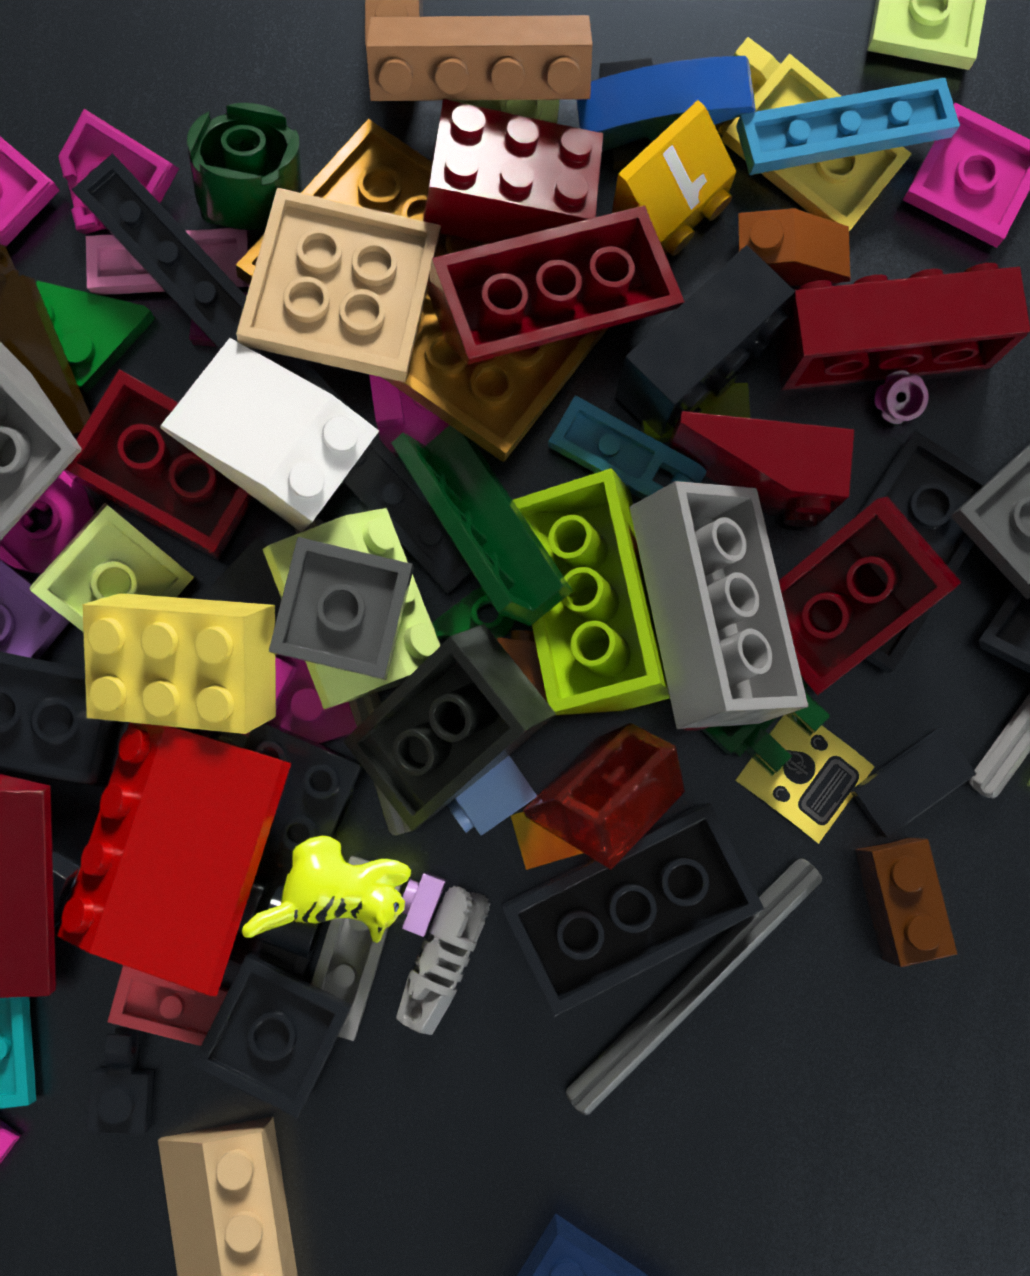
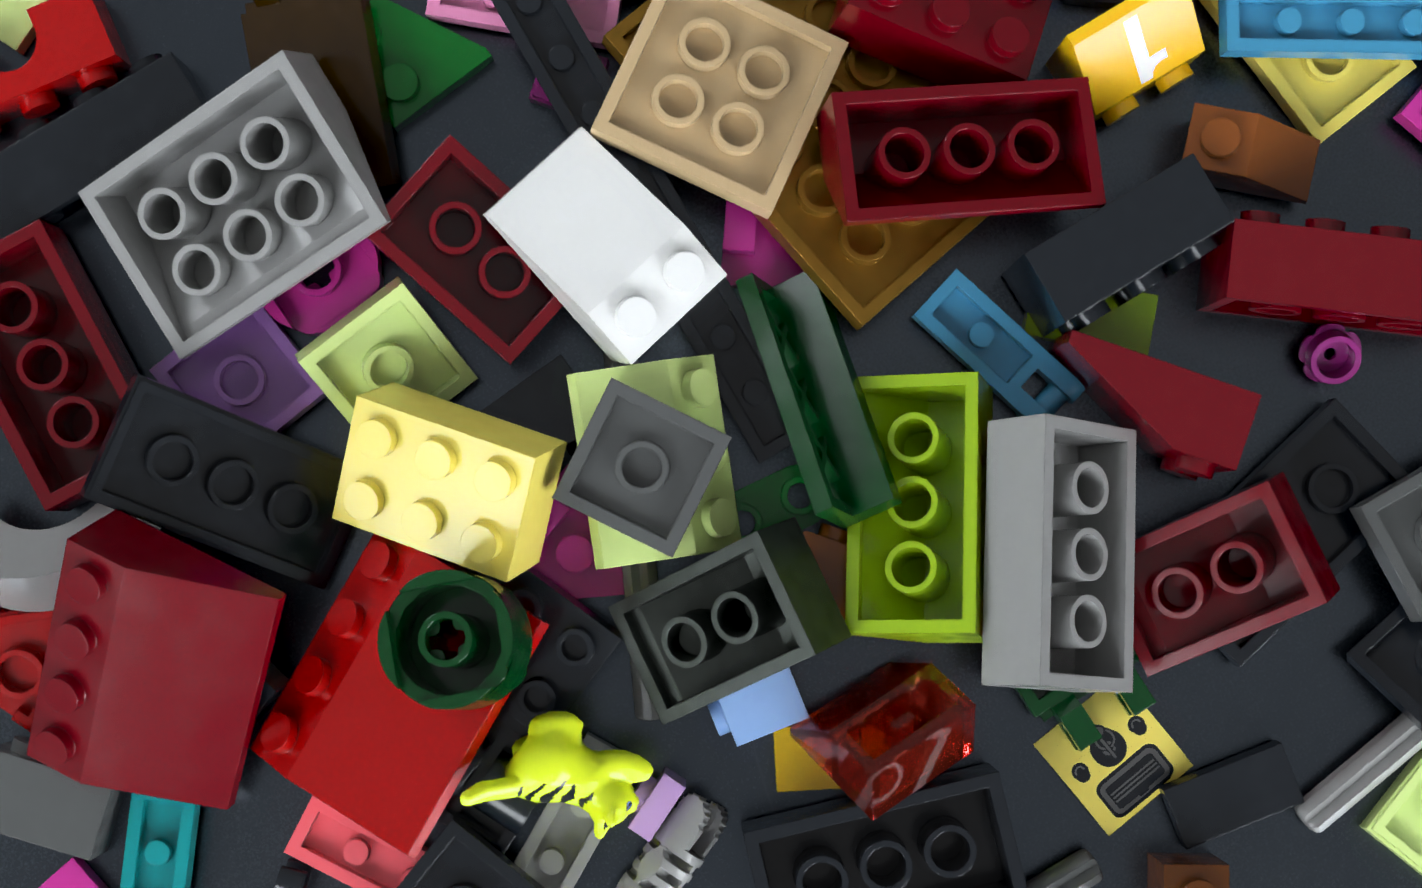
camera: 10 degrees right, 5 degrees up
(211, 762) = (430, 613): none -> dark green brick

